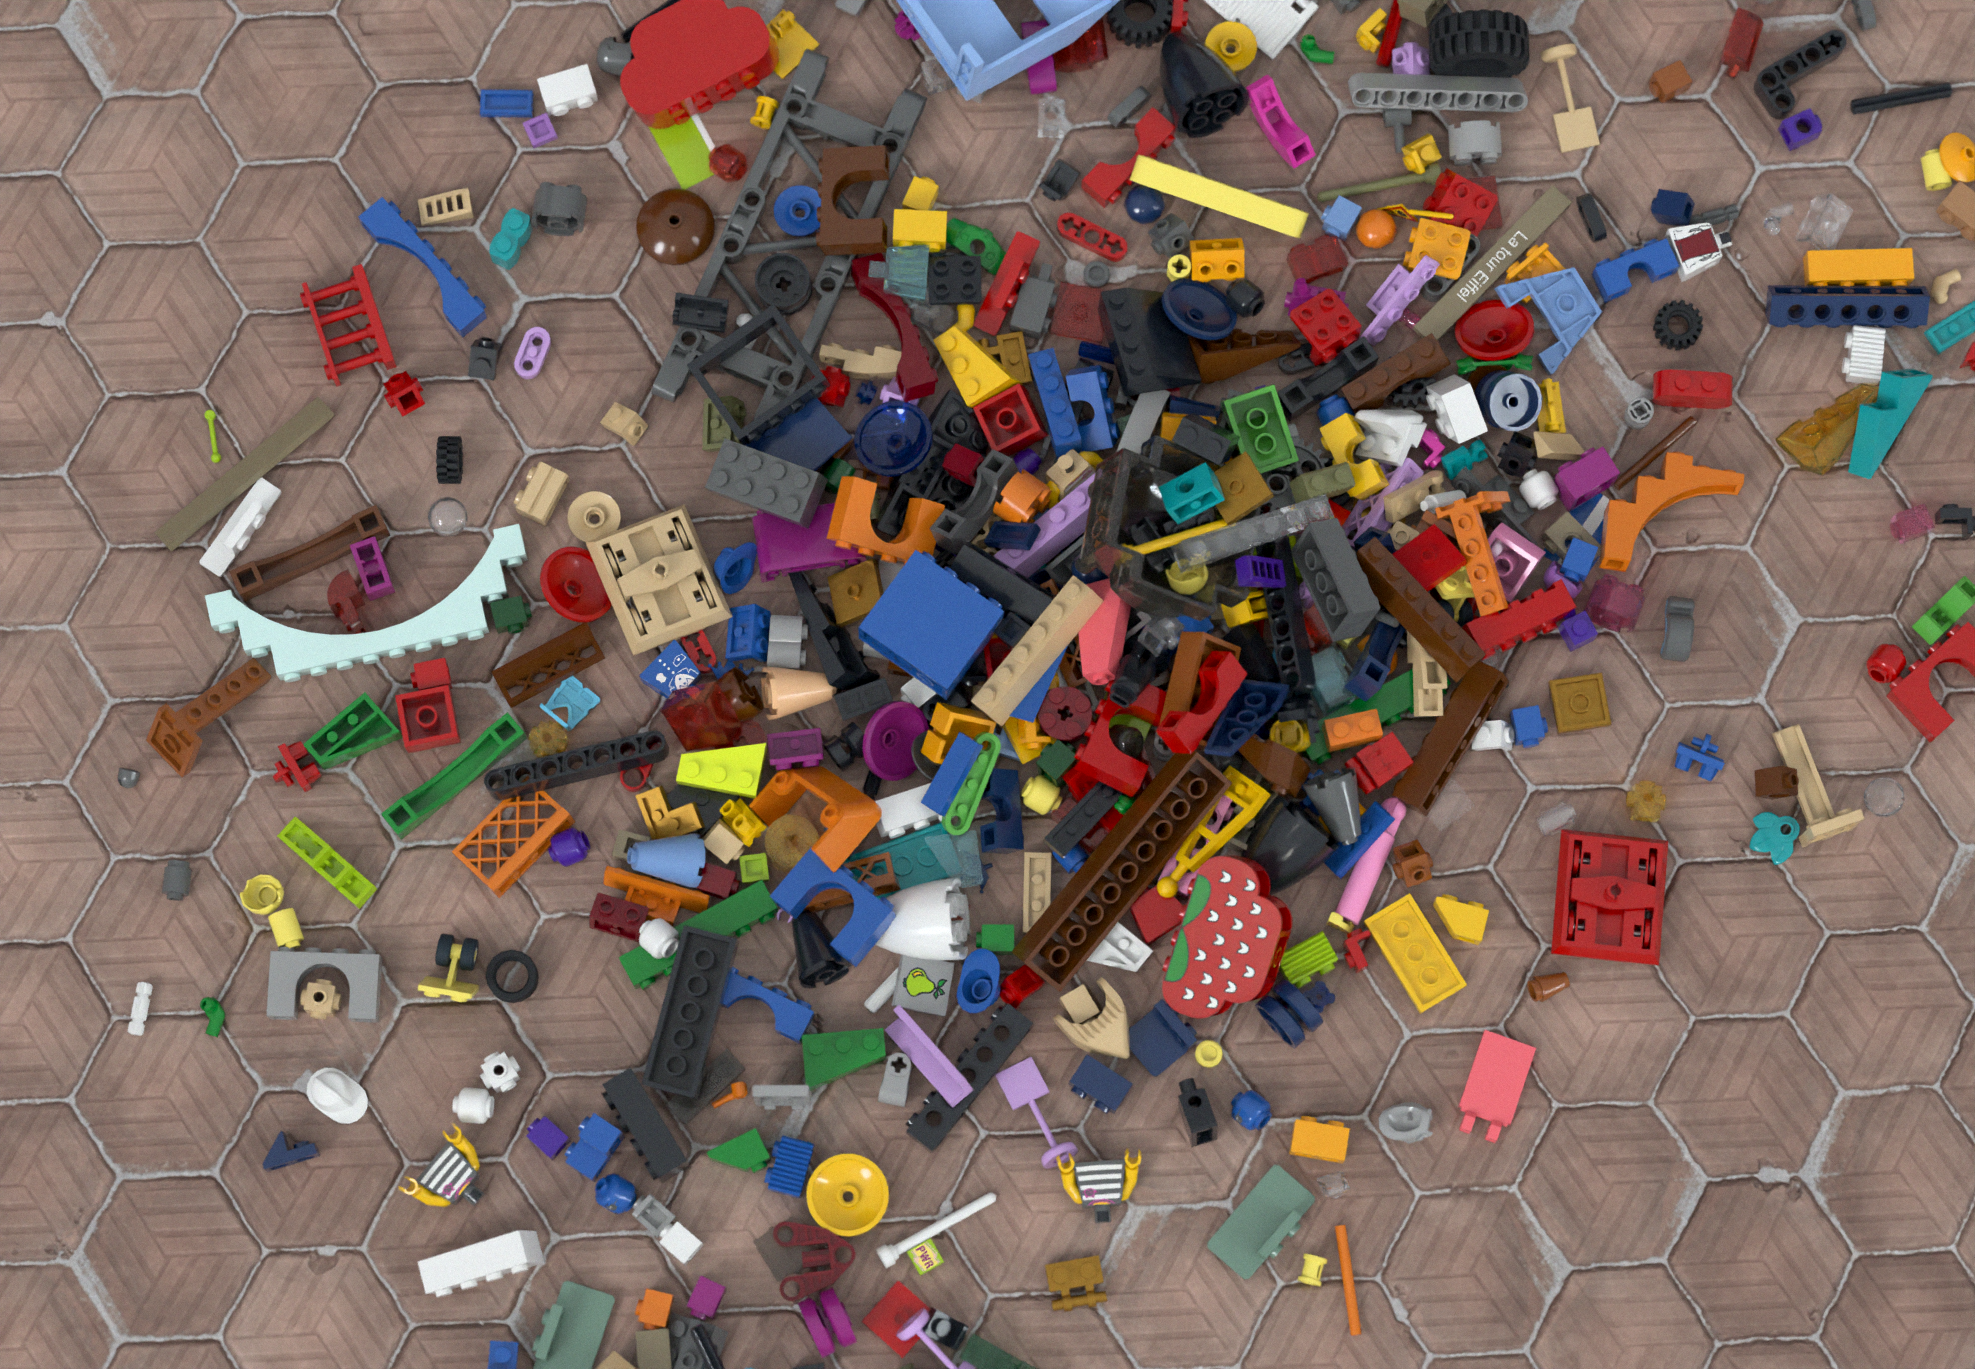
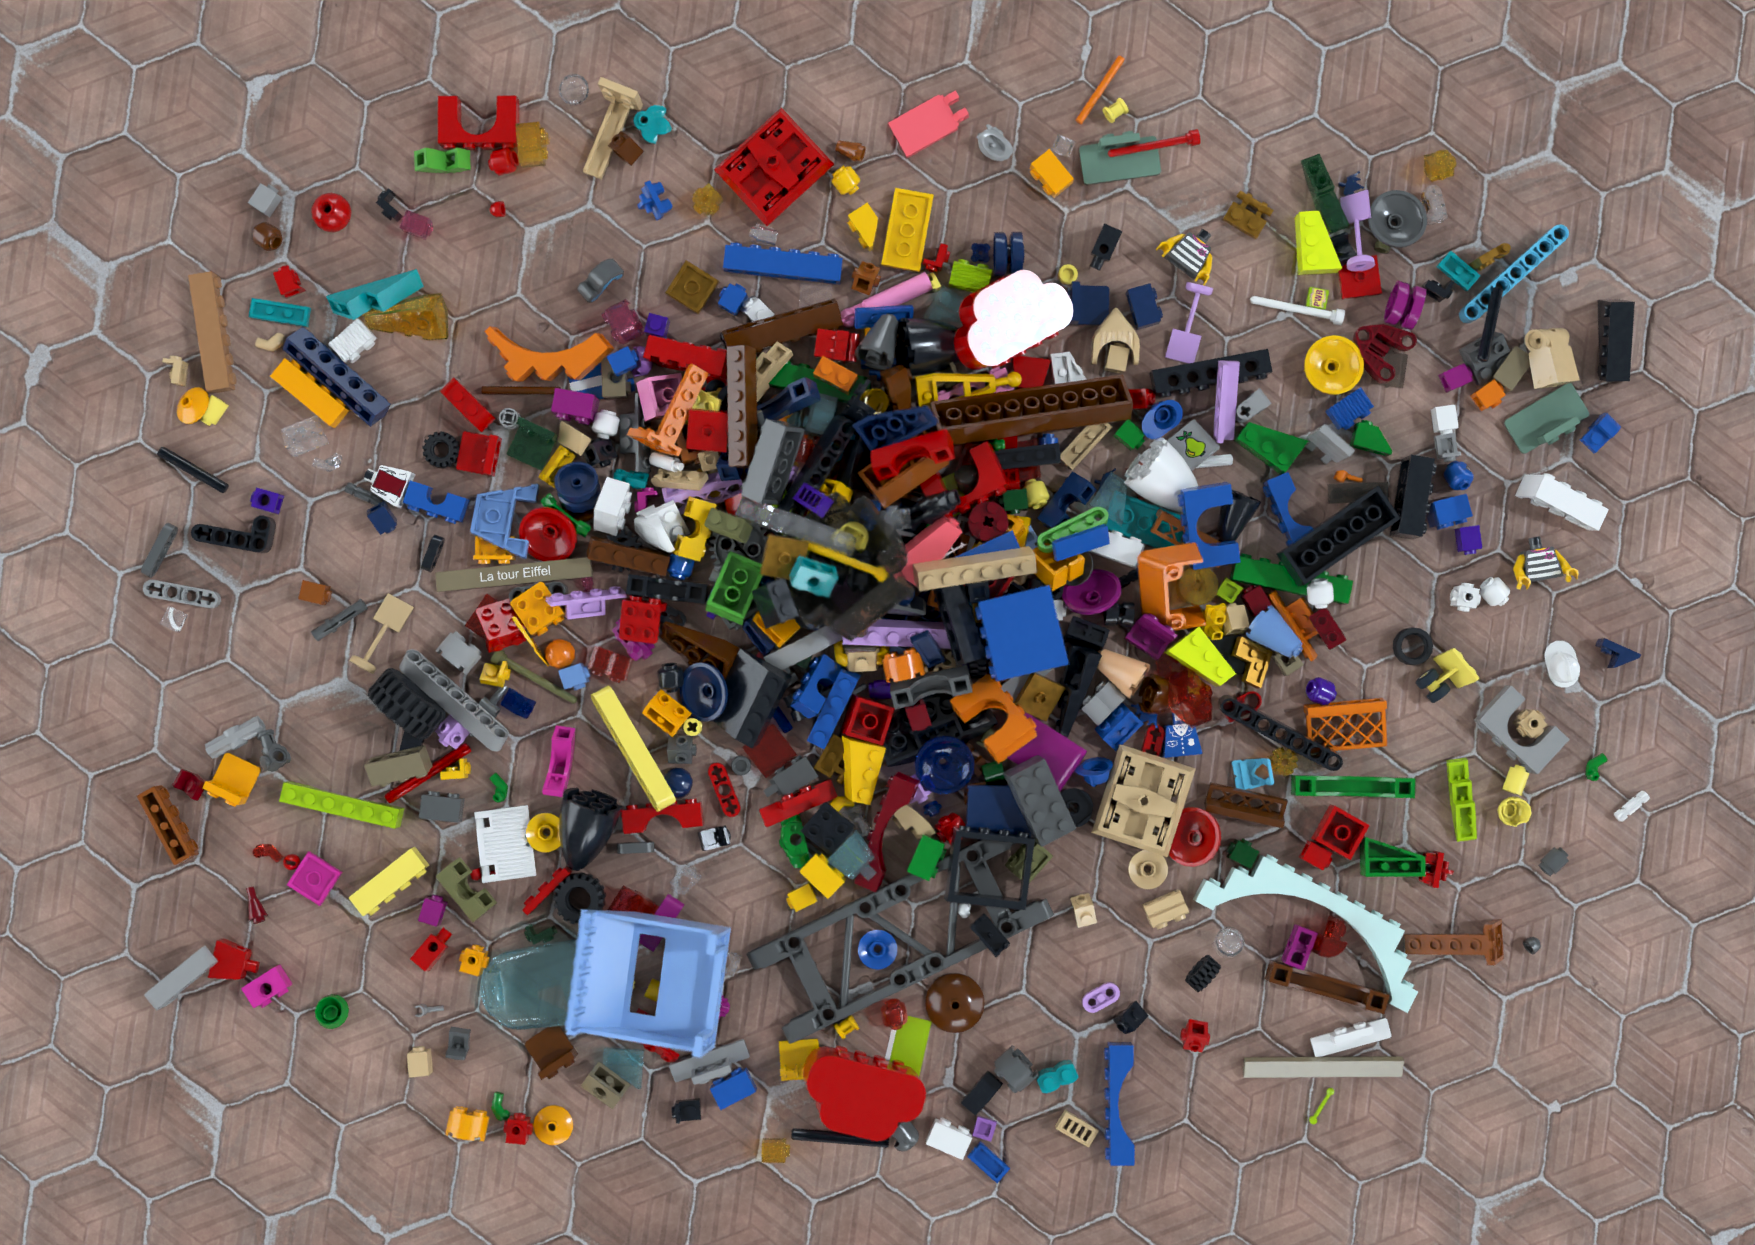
camera: 135 degrees left, 10 degrees up
(373, 330) = (1172, 1107): red fence -> none
(572, 160) = (981, 1093): none -> black slope
(723, 530) = (1085, 804): none -> black plate
(780, 269) = (929, 923): black wheel -> none
(831, 334) = (926, 857): none -> green brick
(839, 170) = (837, 951): reddish brown arch -> none
(976, 1305) = (1314, 245): none -> neon yellow wedge
(1207, 1310) = (1191, 138): none -> red piece
(1251, 1110) = (1073, 222): blue head -> none
(1307, 909) = (945, 306): none -> clear light blue wing
(1372, 146) = (518, 703): none -> clear blue bracket
(1509, 805) = (783, 264): none -> blue brick
(1524, 948) = (845, 180): none -> yellow head
(1593, 408) = (532, 444): none -> clear green bracket
(1624, 68) = (332, 624): none -> dark grey pin
(1637, 353) = (479, 453): none -> red bracket
(1741, 42) = (254, 577): clear red brick -> none
(1846, 611) = (498, 209): none -> red hinge
(1872, 698) = (532, 144): none -> clear yellow brick

